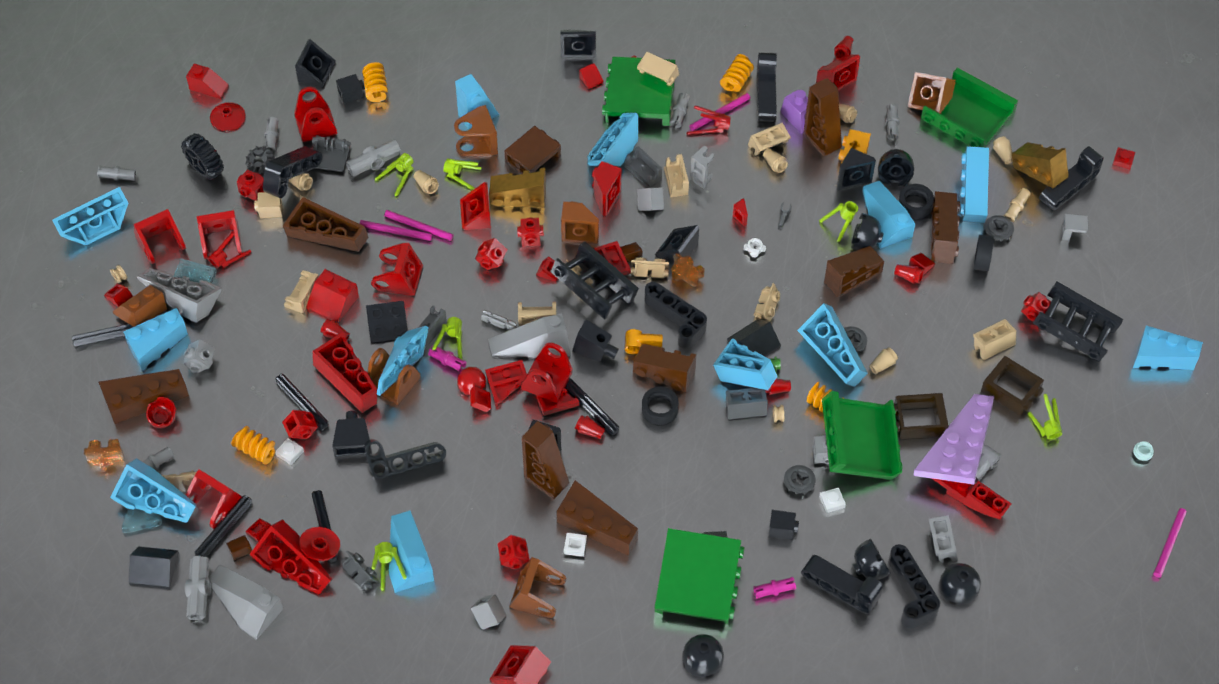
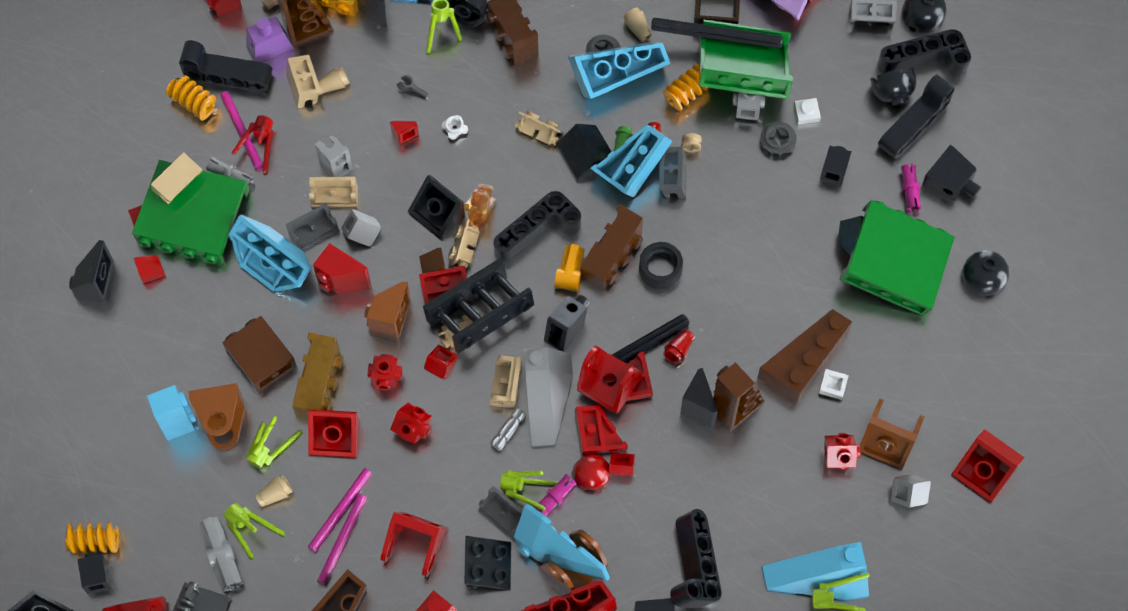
camera: 80 degrees left, 10 degrees up
(793, 618) = (952, 175): none -> black torso
(884, 414) = (716, 33): none -> black axle

